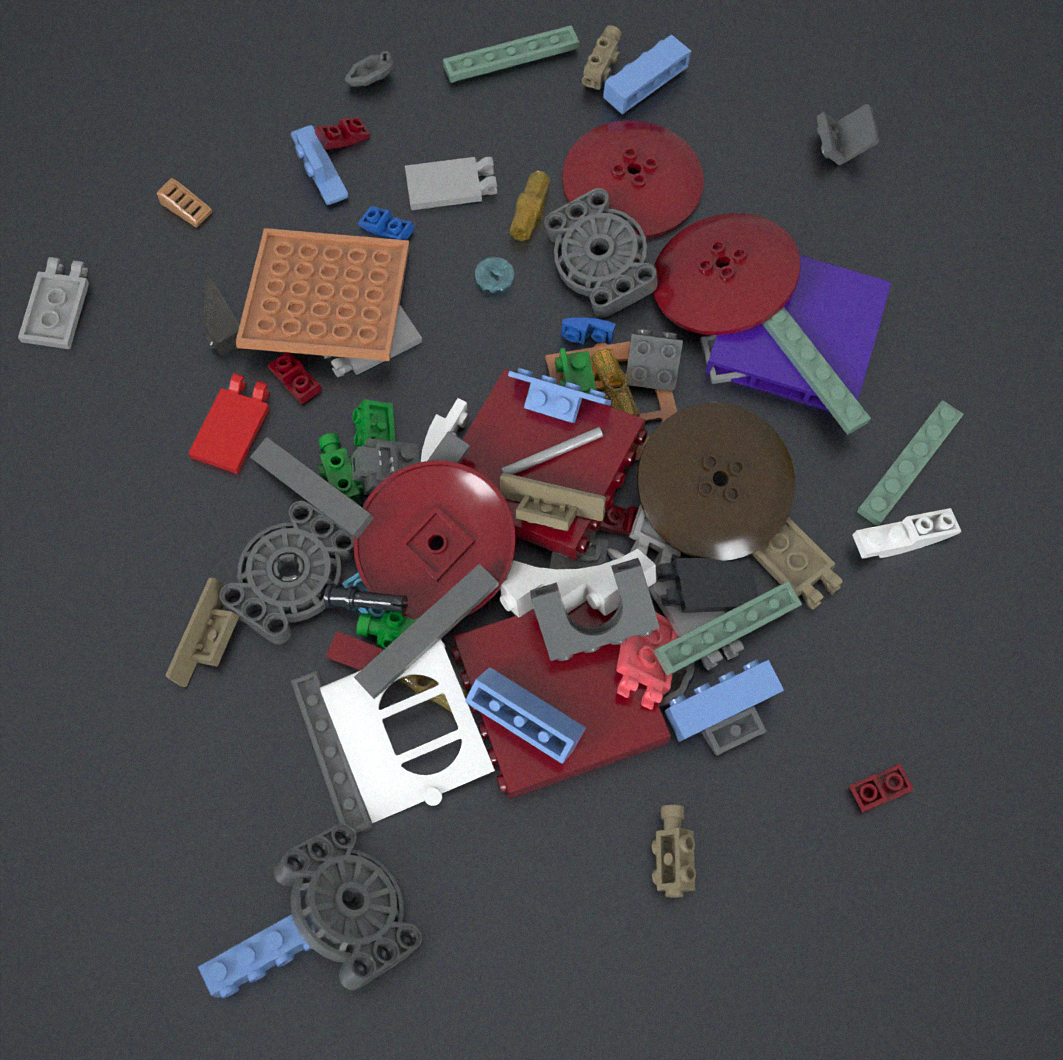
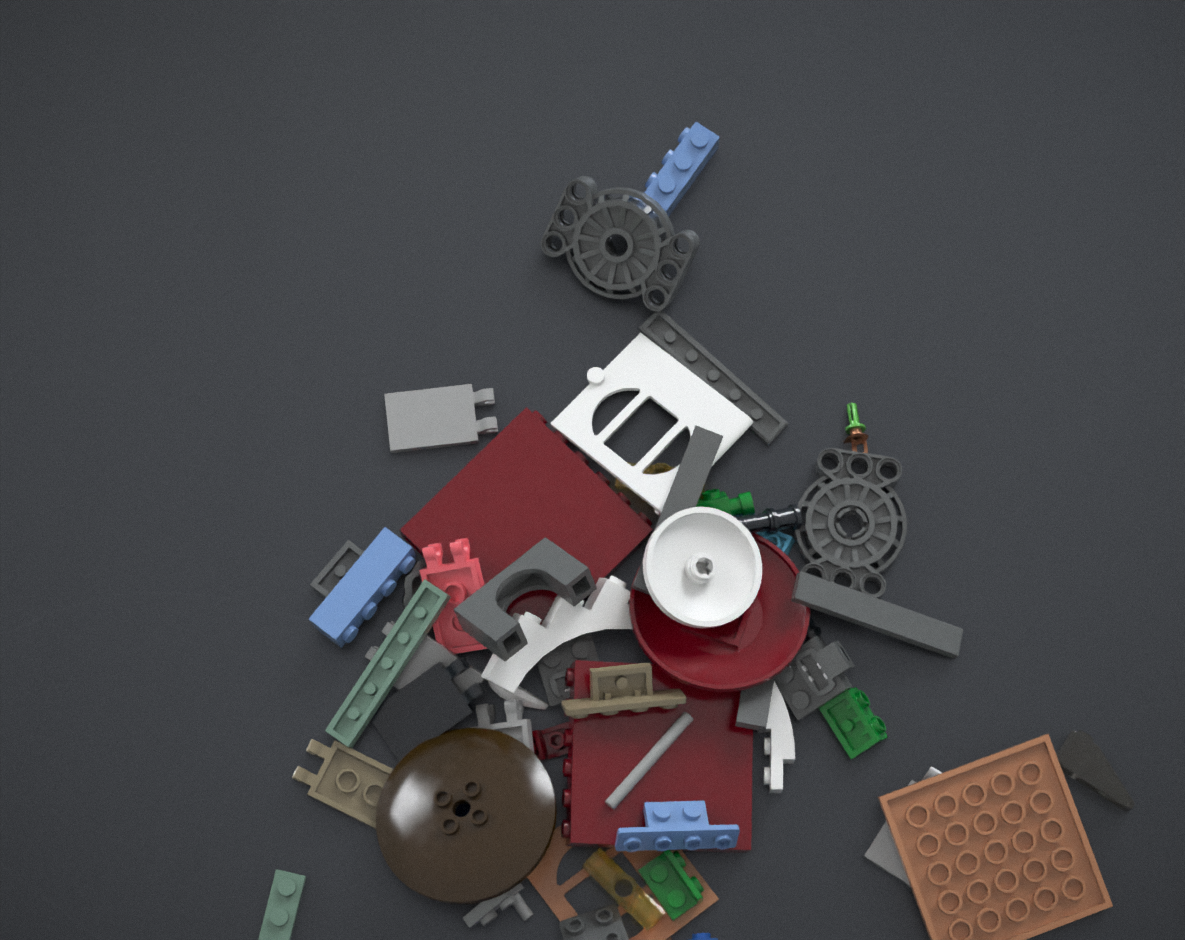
camera: 155 degrees right, 10 degrees up
(204, 636) = (892, 425): dark tan bracket -> none
(231, 426) = (1003, 655): red tile -> none
(238, 648) = (855, 429): none -> piece
(294, 377) = (969, 741): dark red slope -> none
(339, 474) = (857, 648): green brick -> none
(352, 651) = (736, 474): dark red slope -> none
(432, 568) = (702, 567): none -> white dish
(525, 714) = (544, 474): medium blue brick -> none
(591, 830) = (437, 417): none -> light grey tile
(674, 854) = (350, 427): dark tan brick -> none
(881, 788) = (178, 584): dark red slope -> none
(906, 535) = (245, 865): white slope -> none

